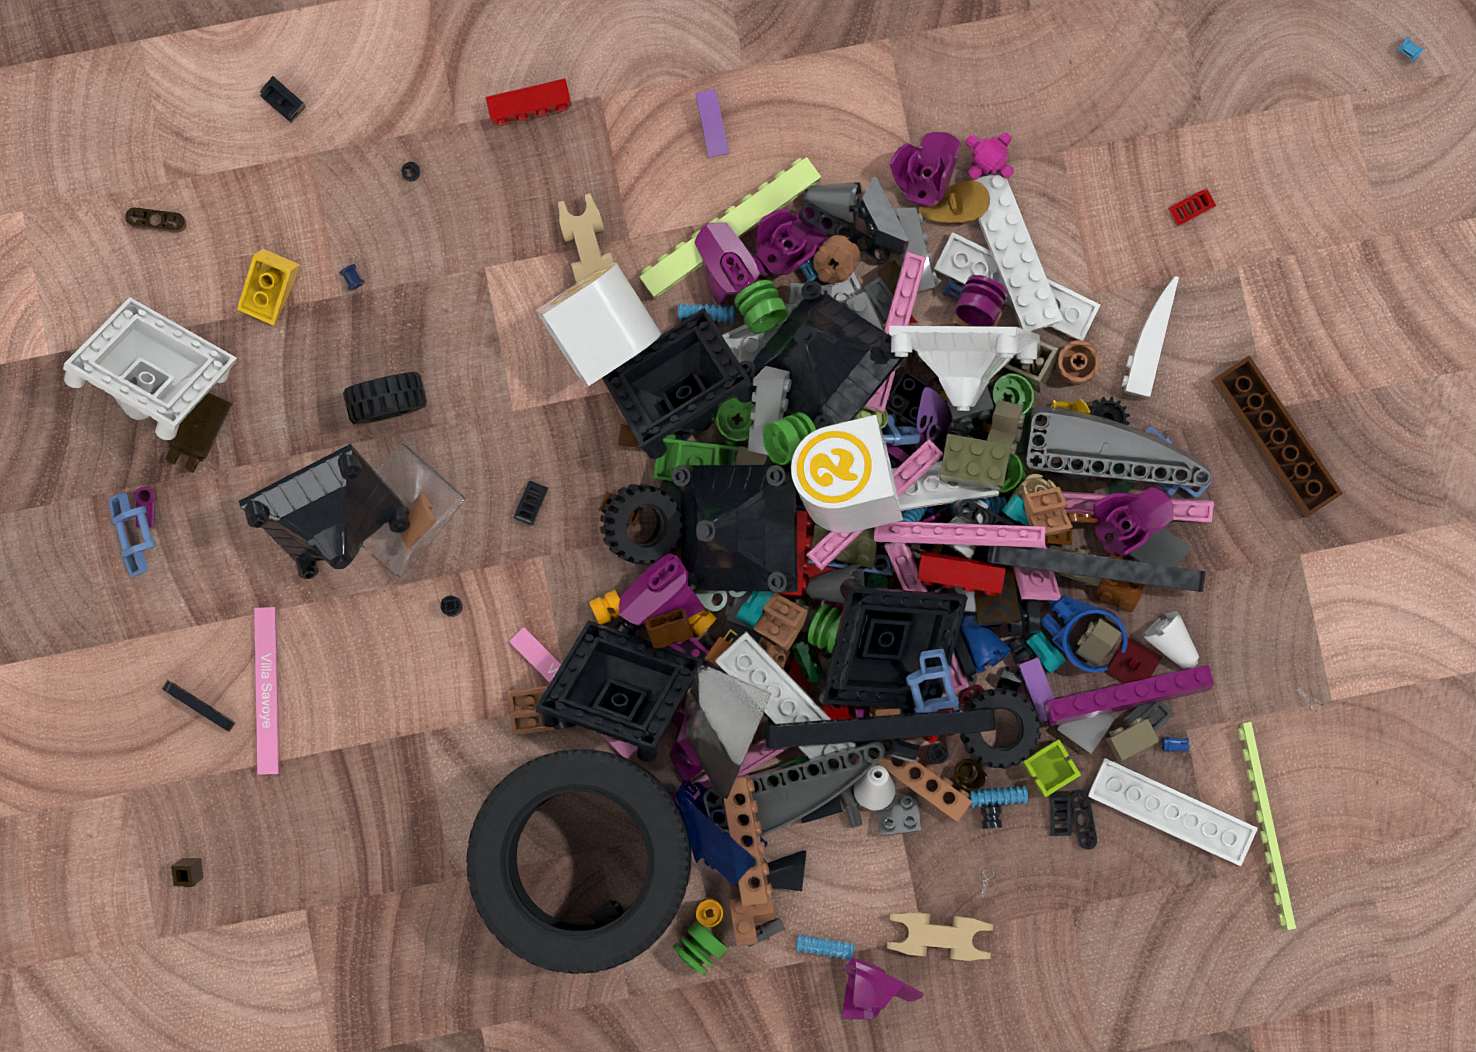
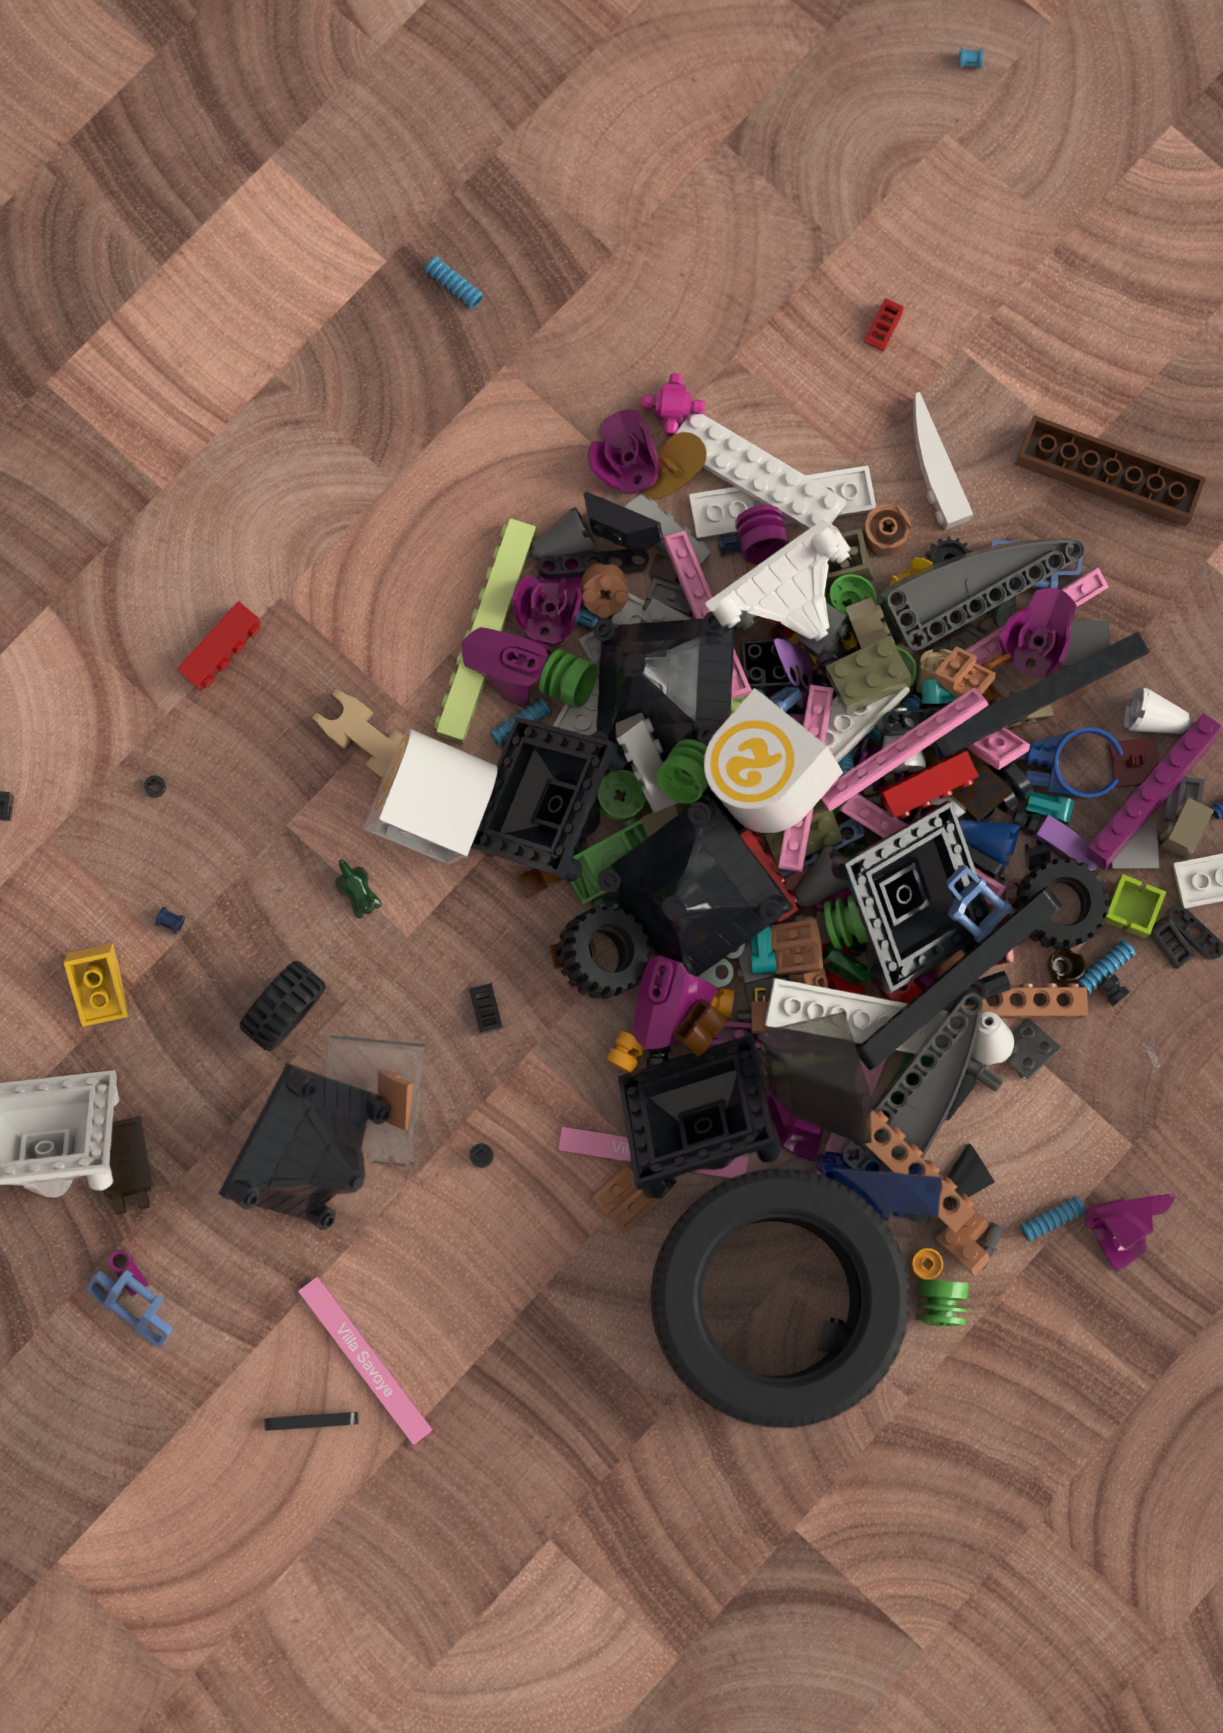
camera: 40 degrees left, 5 degrees down
(187, 872) = (414, 1586): dark brown brick -> none
(501, 347) = (355, 886): none -> dark green animal
(712, 123) = (401, 549): medium lavender slope -> none
(924, 934) = (1132, 1141): tan piece -> none
(935, 755) = (1022, 971): black wheel -> none
(1098, 640) = (1090, 760): dark tan brick -> none
(1119, 593) = (1076, 707): dark orange bracket -> none

